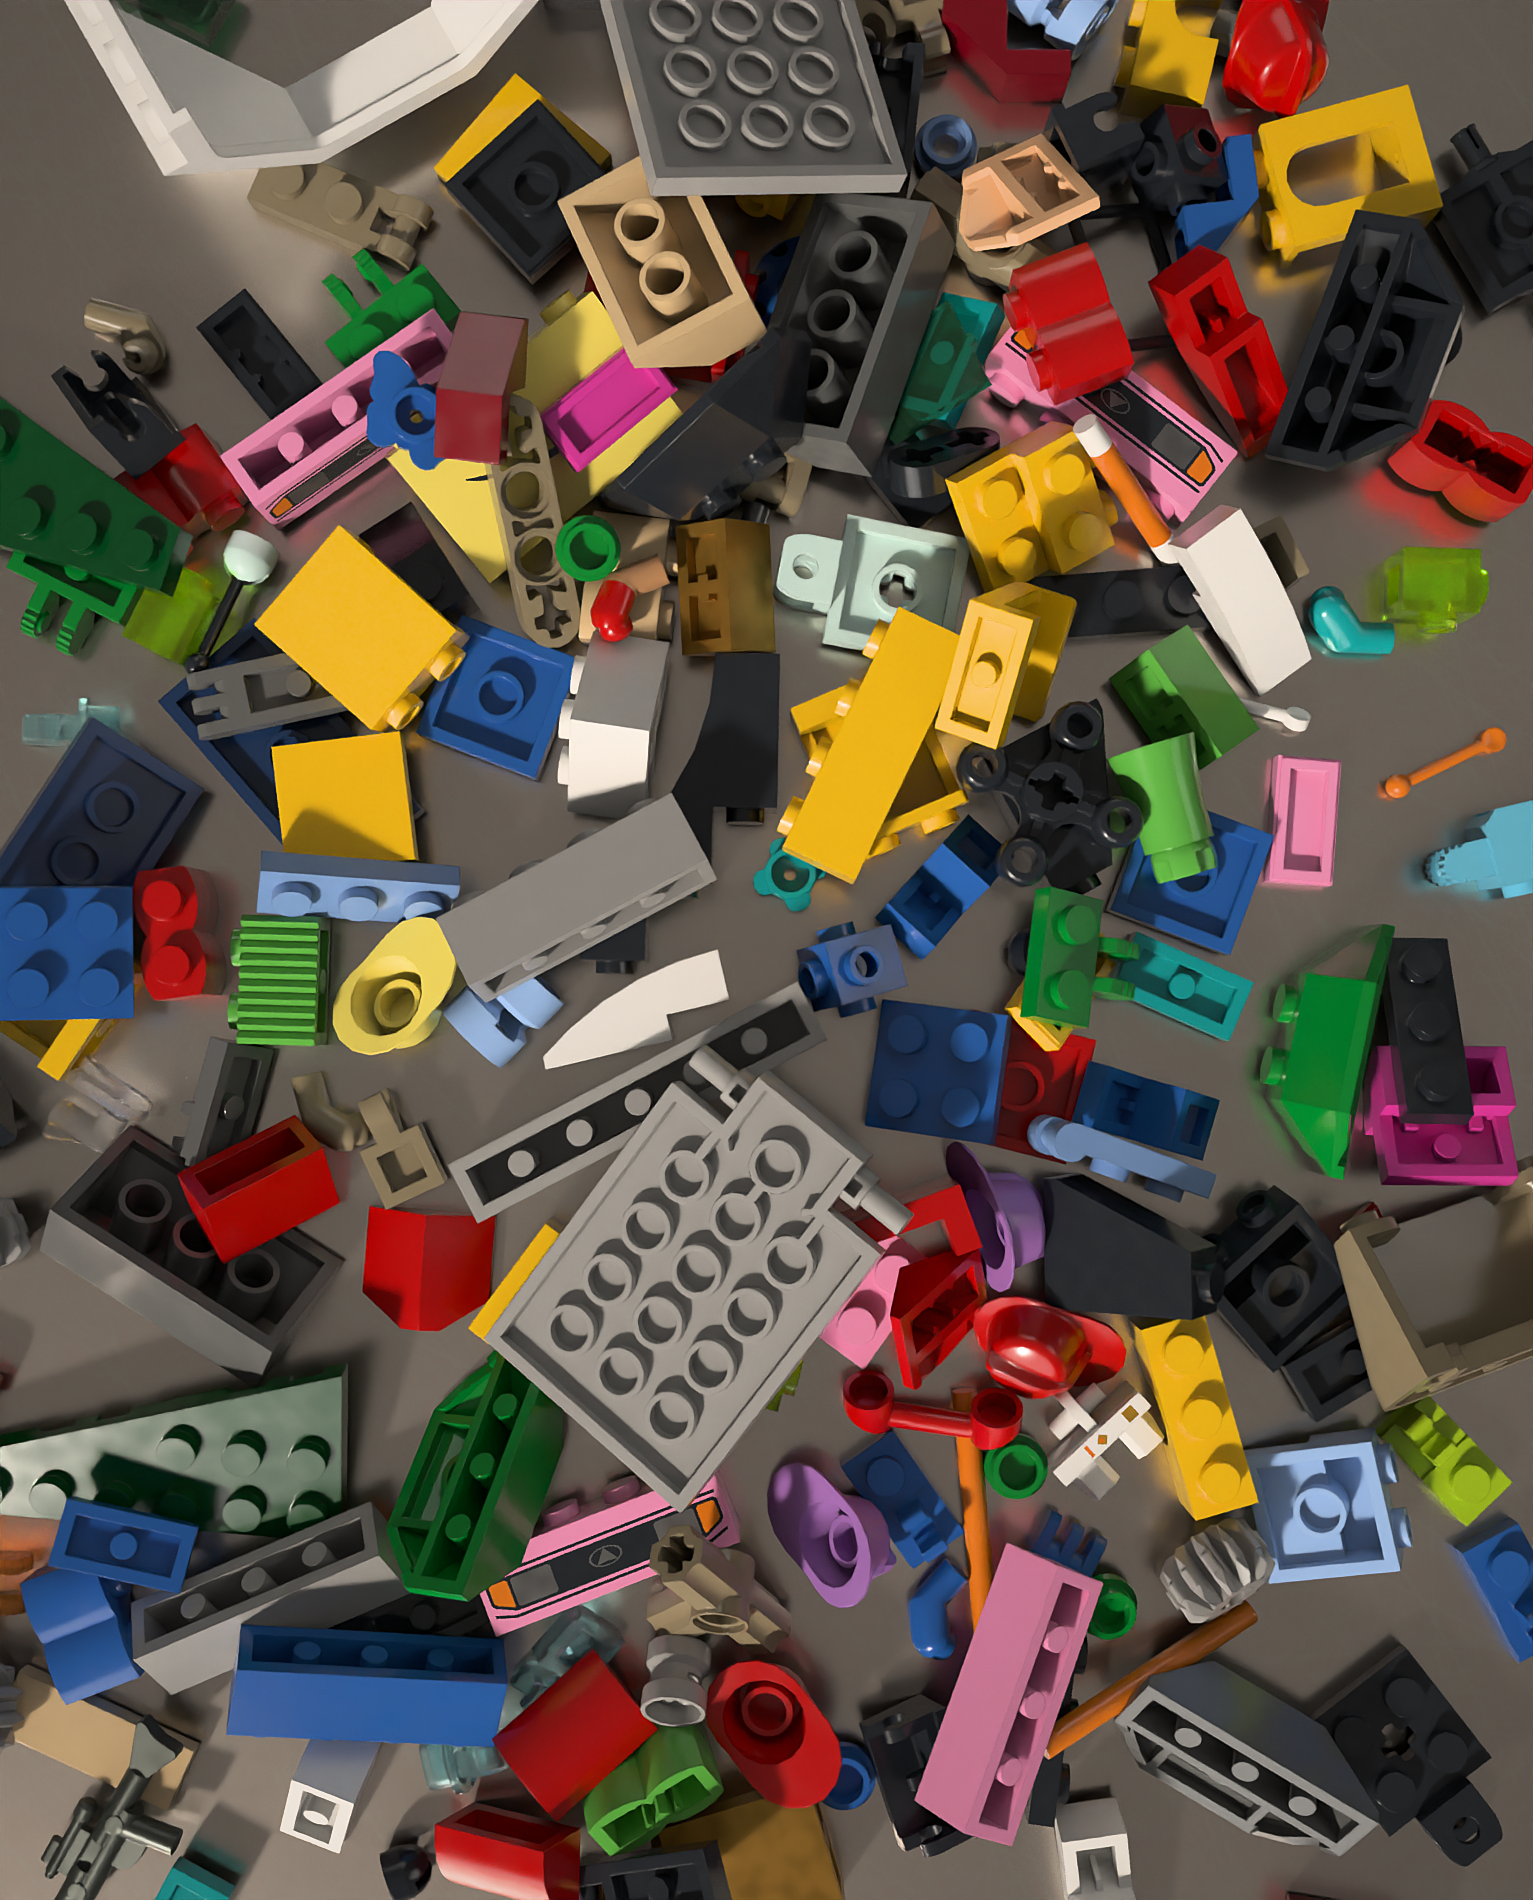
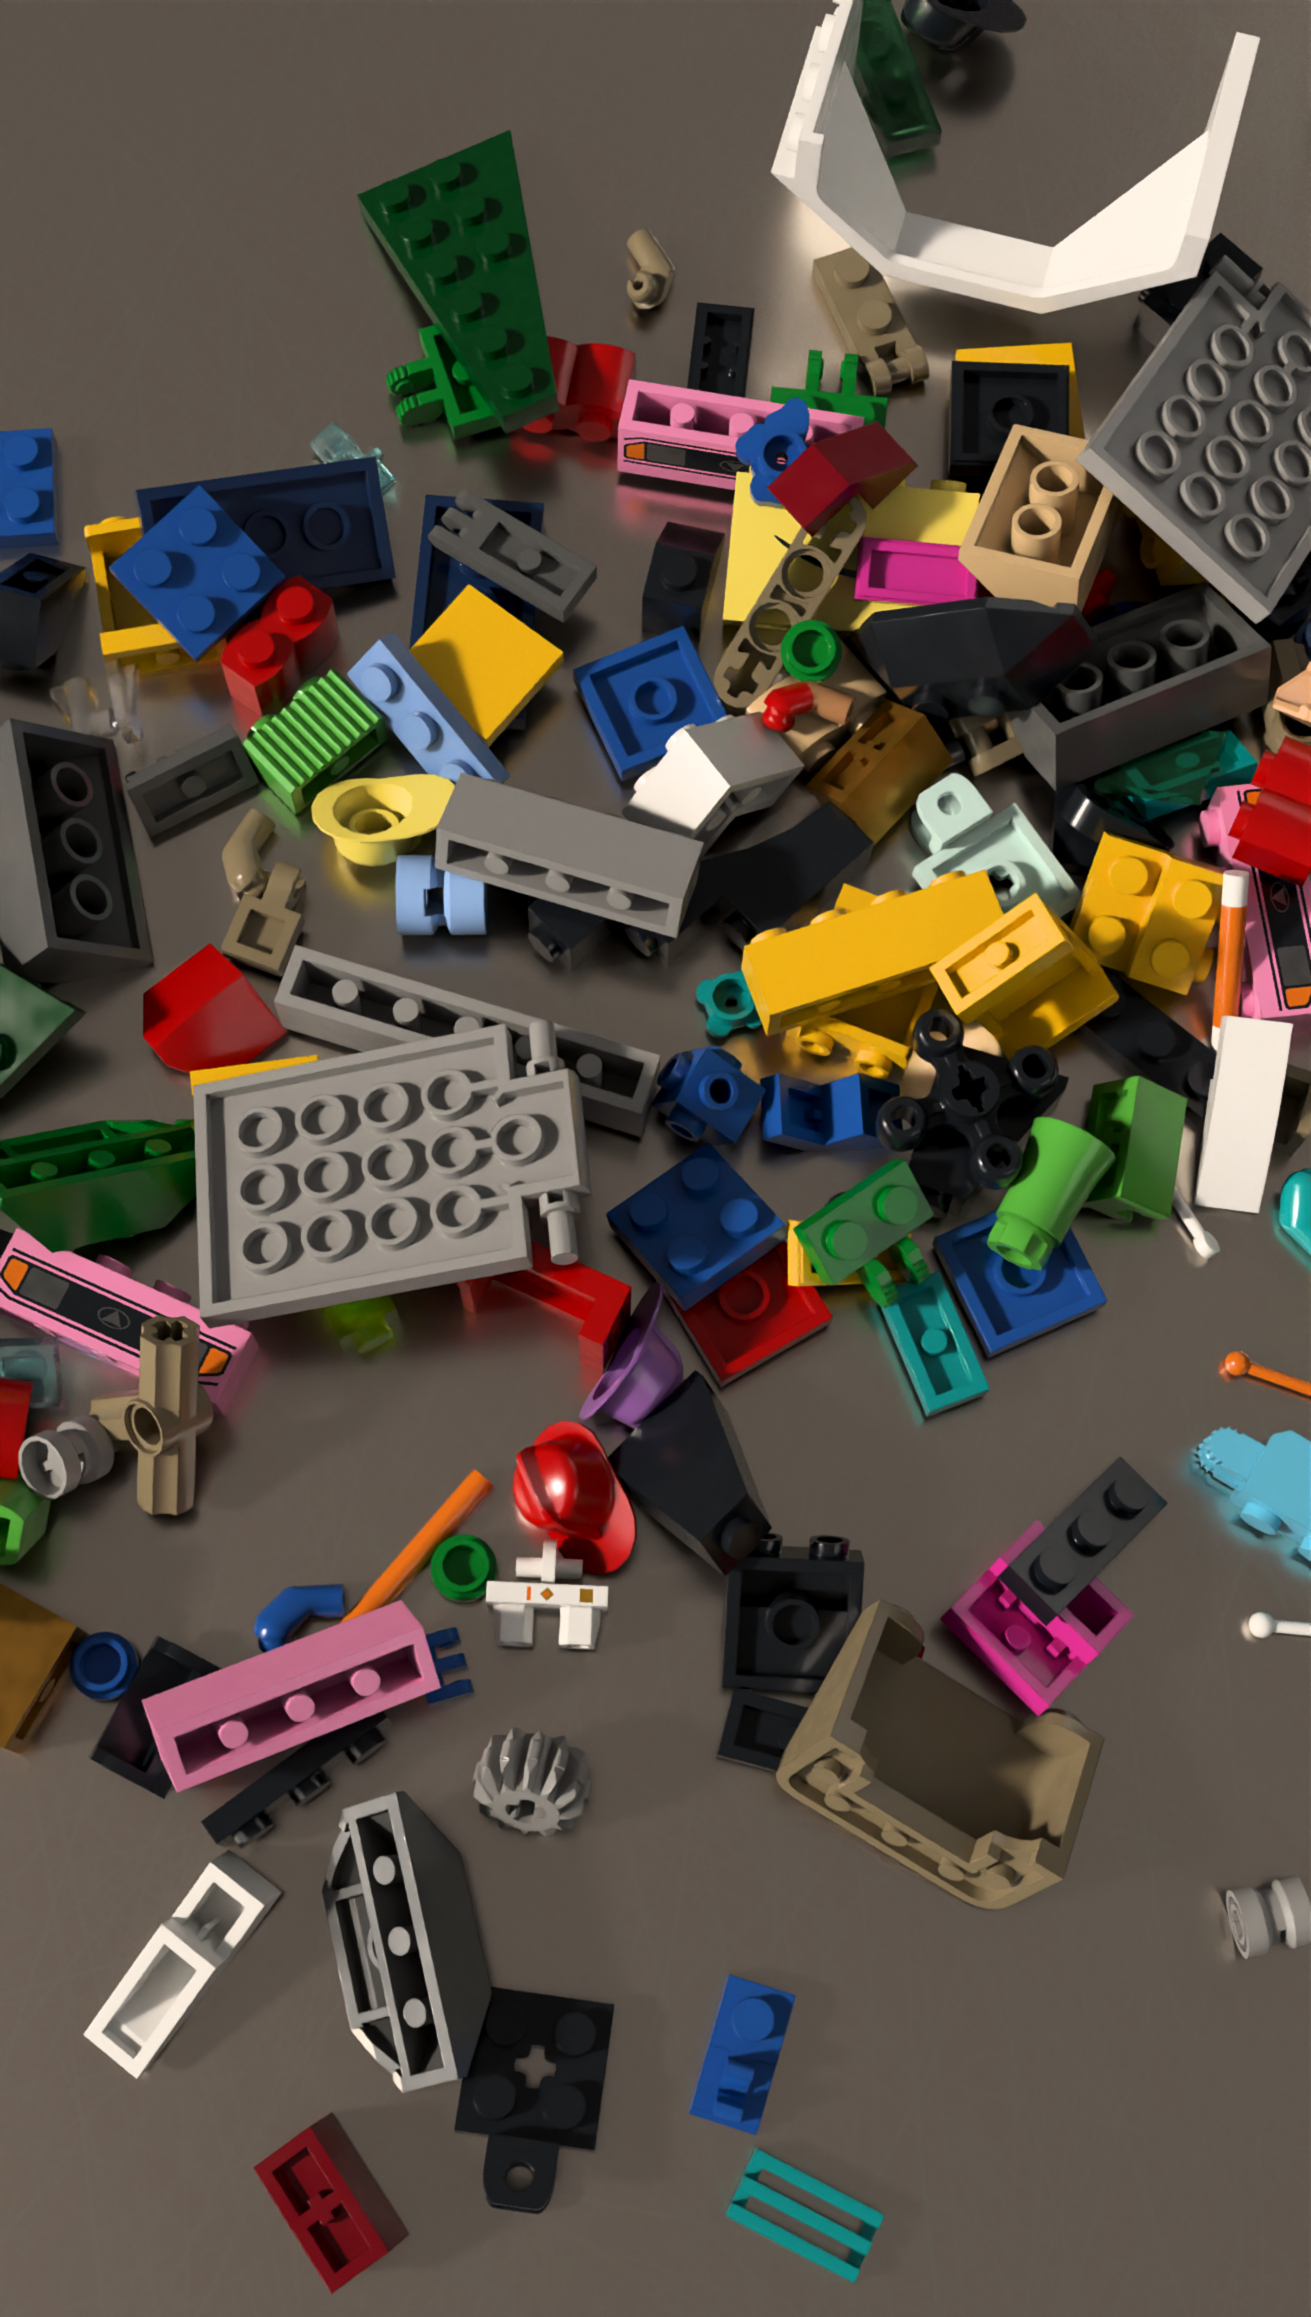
camera: 45 degrees right, 15 degrees down
(121, 415) = (591, 309): black hinge -> none
(175, 624) = (492, 461): clear neon green brick -> none
(247, 562) = (577, 469): hinge -> none
(259, 1188) = (153, 851): red brick -> none
(363, 632) = (606, 567): yellow panel -> none
(641, 1011) = (532, 986): white slope -> none
(774, 1732) = (94, 1561): red piece -> none
(828, 1534) = (282, 1470): medium lavender piece -> none
(865, 1318) = (488, 1347): bright pink plate -> none
(909, 1502) = (358, 1510): blue plate -> none
(935, 1310) = (518, 1388): red slope -> none
(992, 1423) = (406, 1416): red bar -> none
(1114, 1609) = (422, 1736): green plate -> none
(1118, 1158) = (766, 1407): medium blue plate -> none
(1145, 1110) = (818, 1407): blue slope -> none
(1179, 1655) = (350, 1792): orange bar -> none
(1196, 1413) = (634, 1648): yellow arch -> none
(1303, 820) = (1140, 1320): bright pink tile -> none
(1325, 1045) = (1000, 1484): green wedge -> none
(1329, 1506) = (663, 1826): light blue plate -> none
(1443, 1458) = (788, 1888): lime plate -> none

